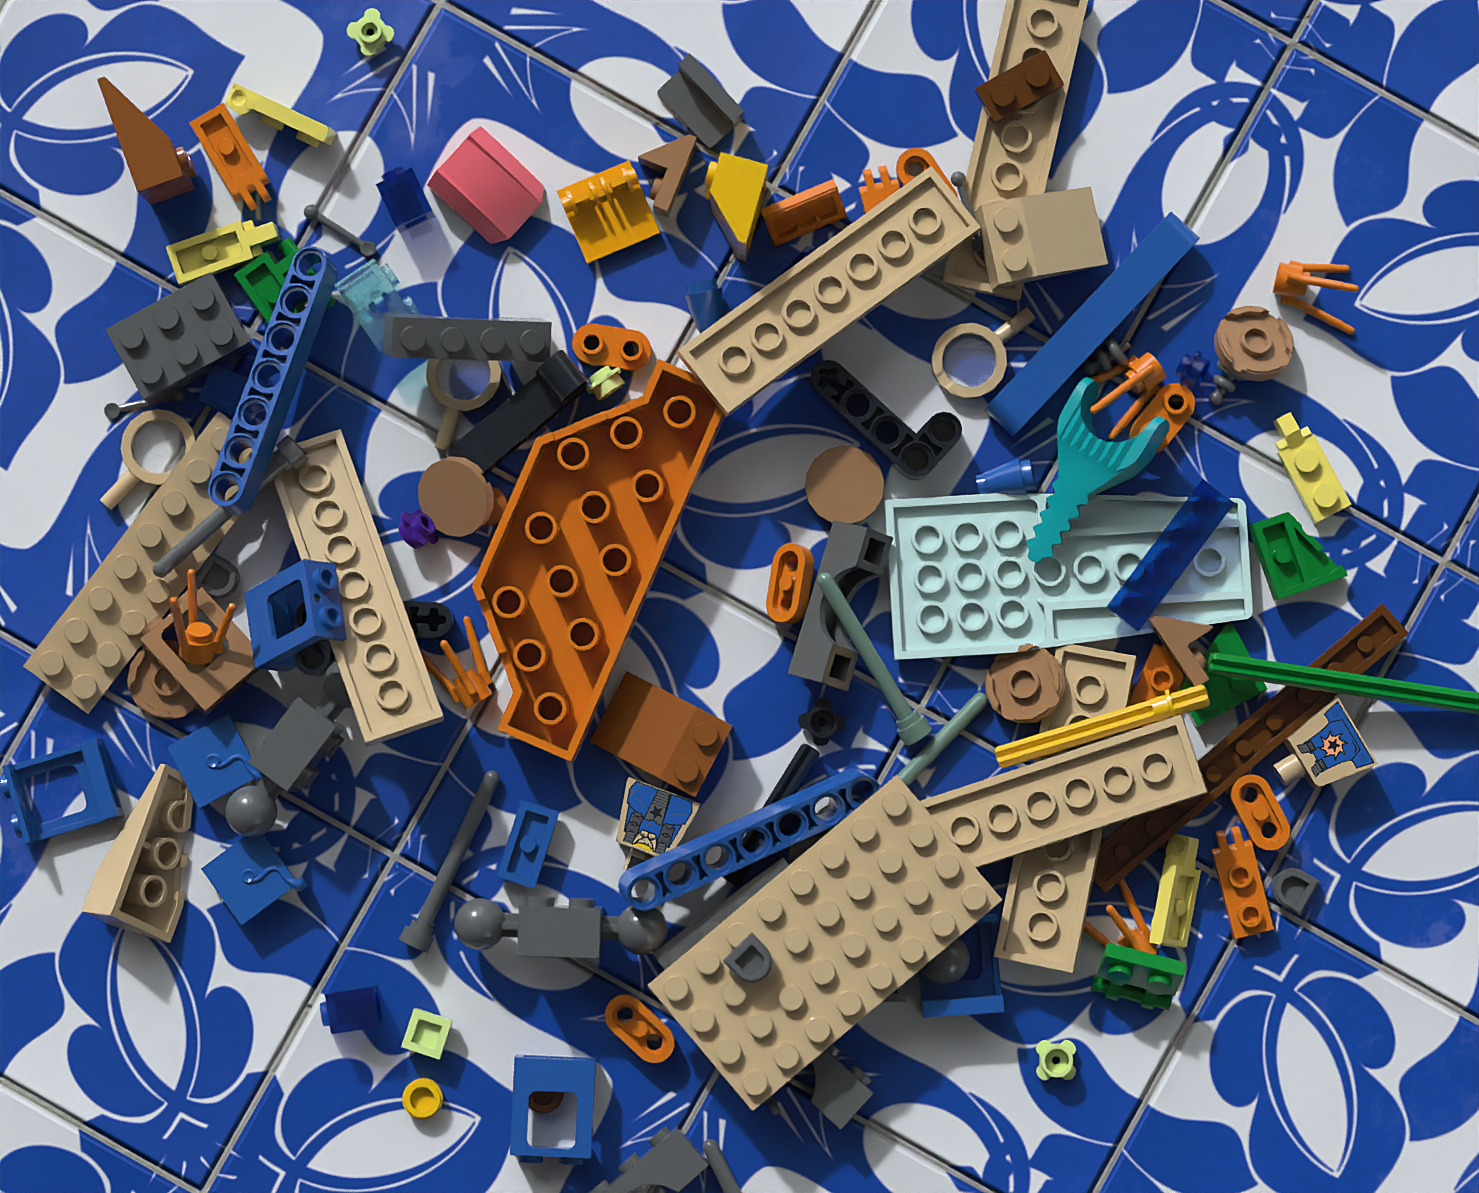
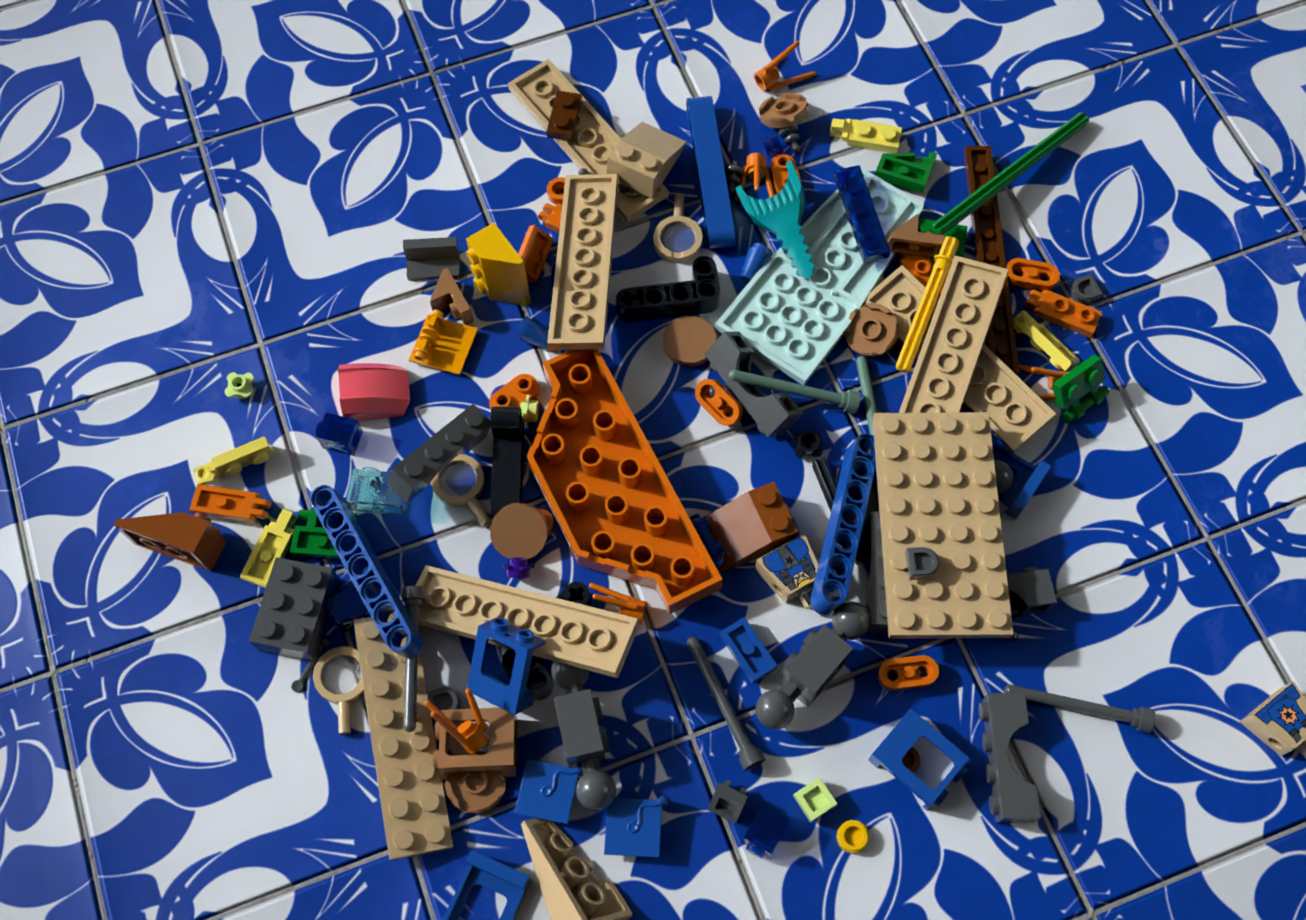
camera: 50 degrees left, 20 degrees down
(352, 949) = (728, 802): none -> dark grey tile
(367, 248) = (345, 477): dark grey hinge -> none
(616, 689) = (704, 529): none -> clear blue plate
(1065, 1066) = (1099, 461): yellowish green plate -> none
(1325, 749) = (1022, 220): torso -> none

